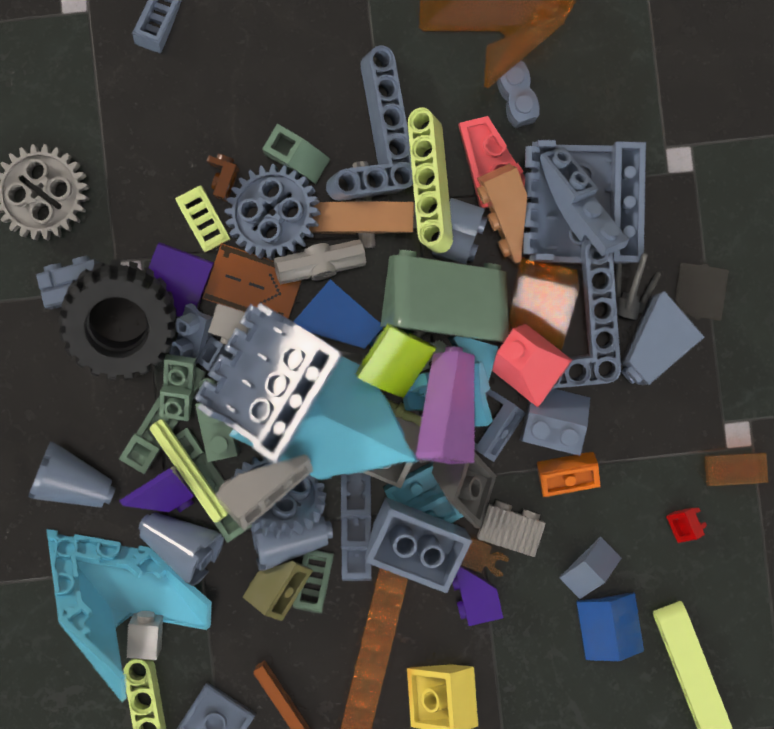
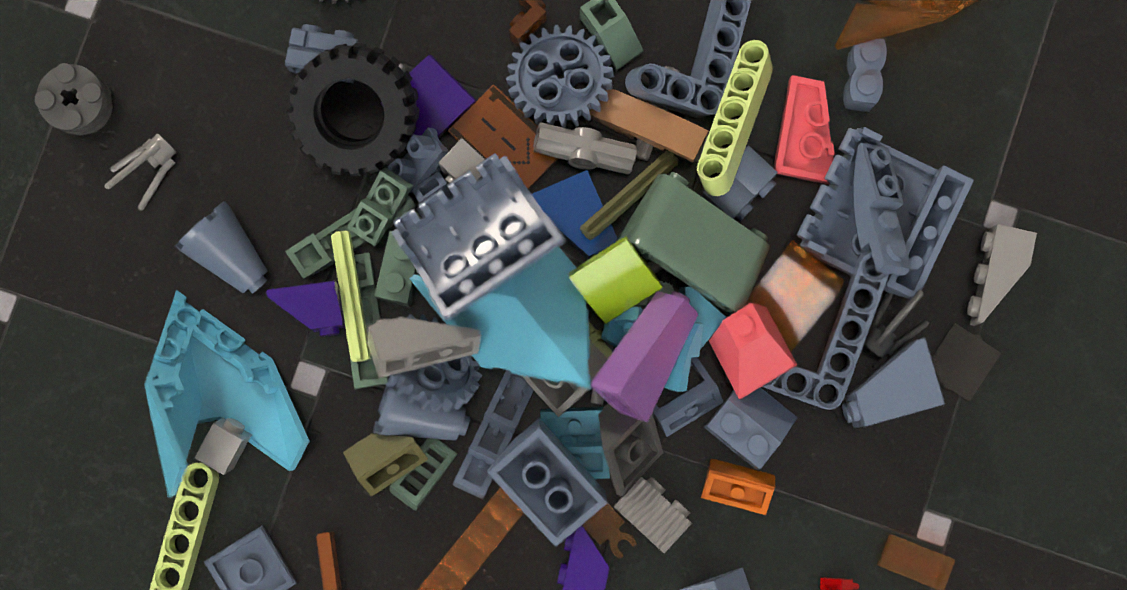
camera: 20 degrees right, 5 degrees down
(181, 545) = (307, 370): sand blue cone -> none
(212, 214) = (486, 23): yellowish green slope -> none
(373, 284) = (628, 196): none -> olive axle
(507, 203) = (804, 174): medium nougat slope -> none
(699, 196) = (1004, 262): none -> light grey slope

